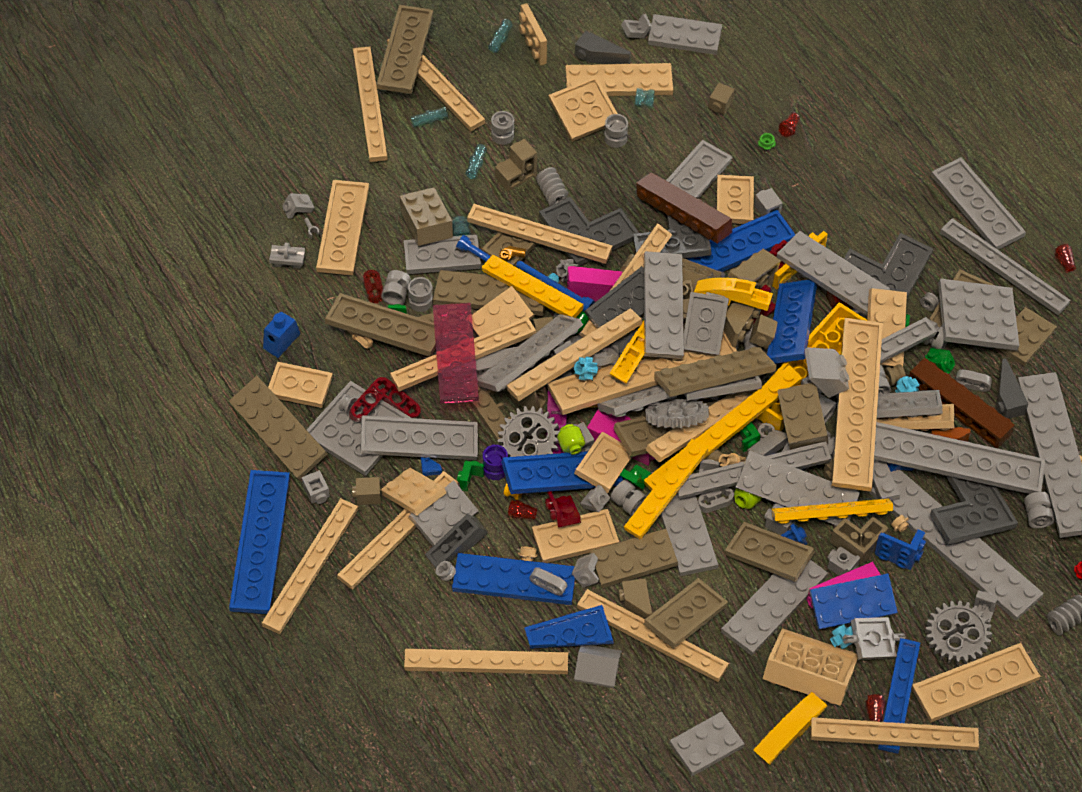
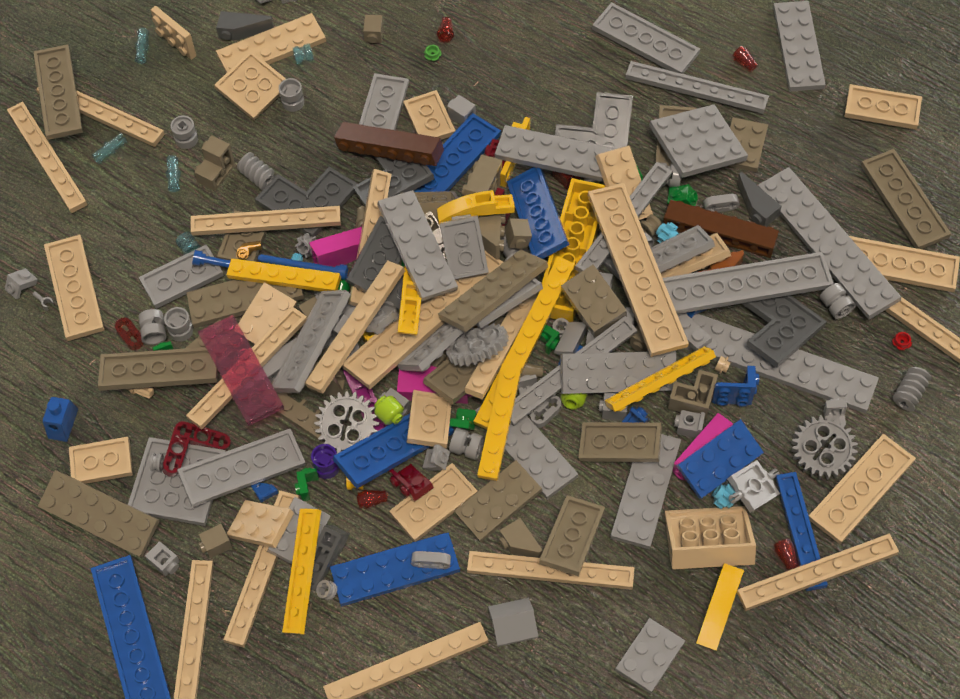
camera: 20 degrees left, 5 degrees up
(287, 256) = (31, 337): light grey hips -> none
(426, 216) = (150, 246): dark tan brick -> none
(430, 544) = (301, 571): none -> yellow plate
(527, 553) = (396, 538): tan plate -> none
(575, 629) = (478, 595): blue wing -> none
(584, 570) = (458, 532): light grey bracket -> none
(585, 368) = (372, 336): medium azure gear -> none
(732, 458) = (545, 367): tan axle -> none
(827, 370) = (598, 248): light grey slope -> none
(929, 301) = (647, 145): light grey bush -> none

